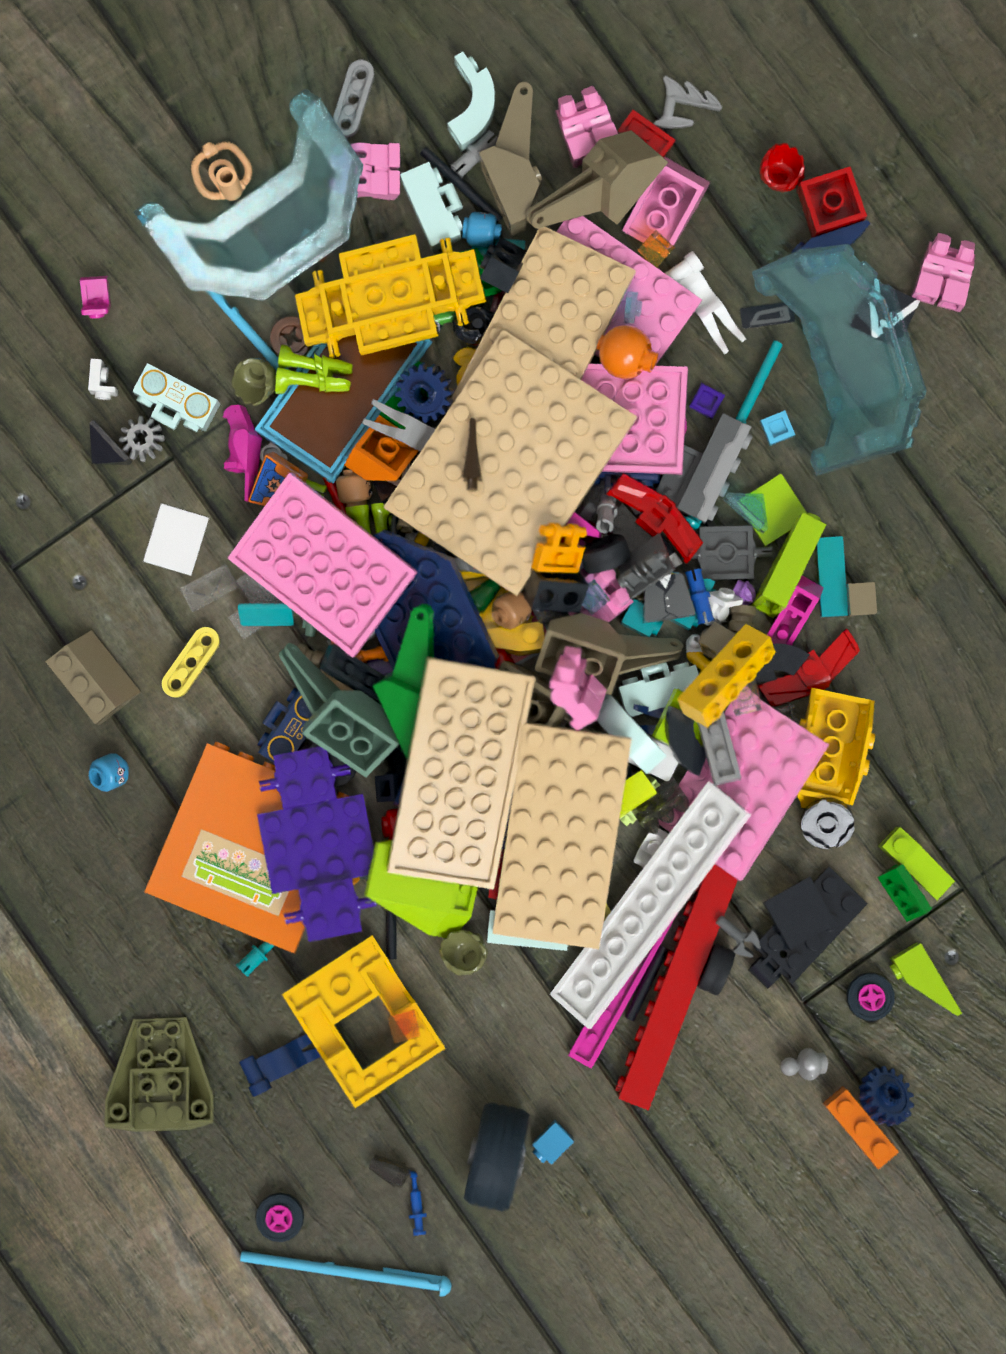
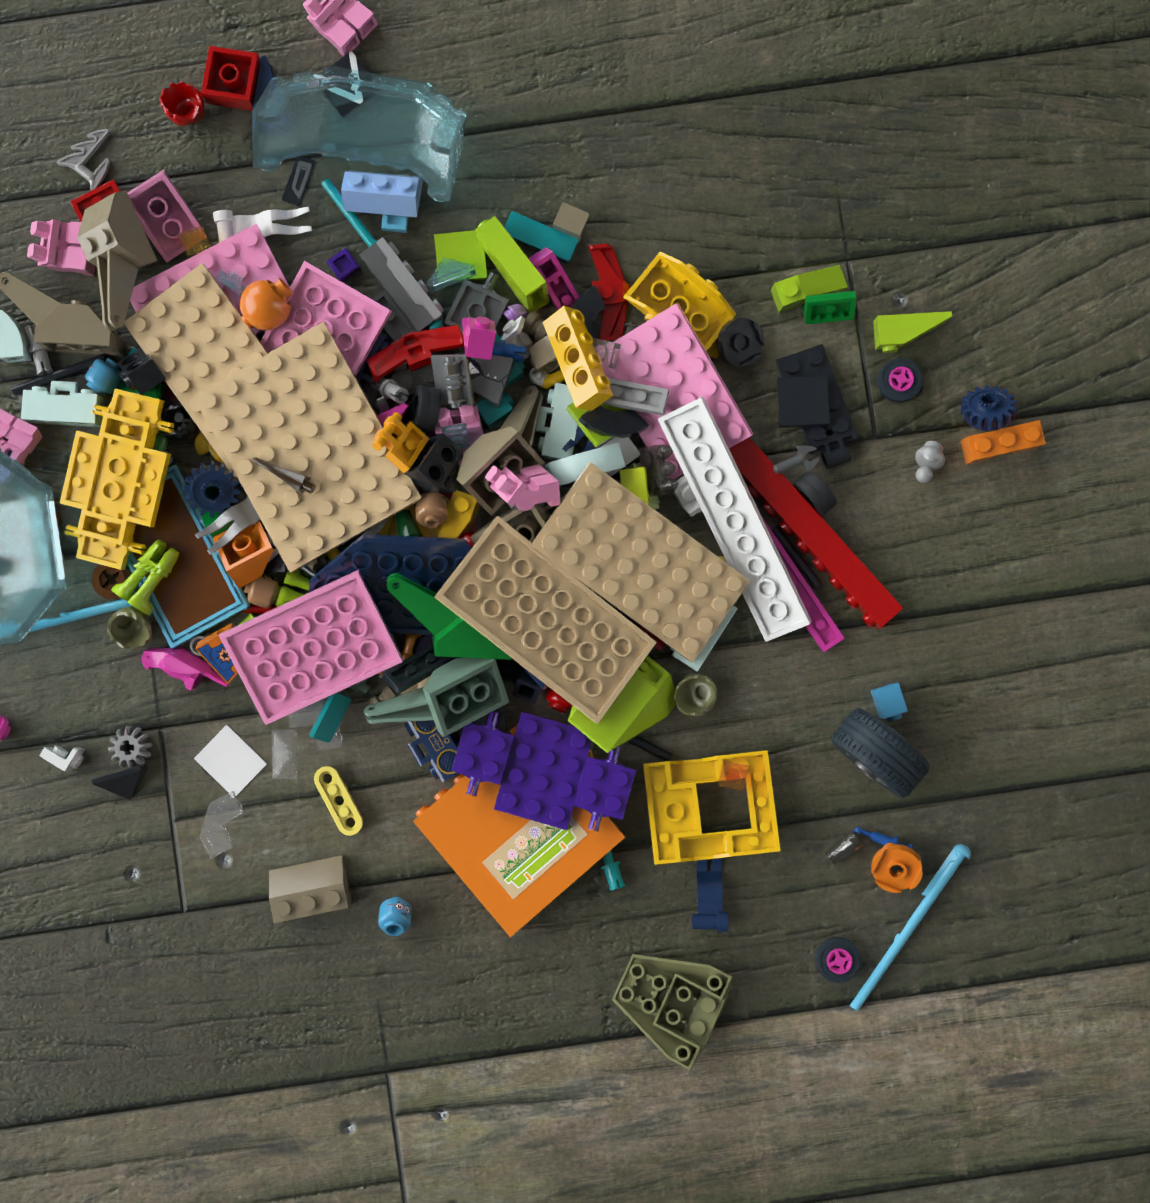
camera: 60 degrees left, 0 degrees up
(100, 560) = (213, 833): none -> clear tile
(167, 391) = (102, 705): light aqua piece -> none
(409, 1229) = (896, 855): none -> orange plate
(698, 570) = (478, 337): none -> dark pink slope
(794, 403) = (381, 193): none -> light blue slope

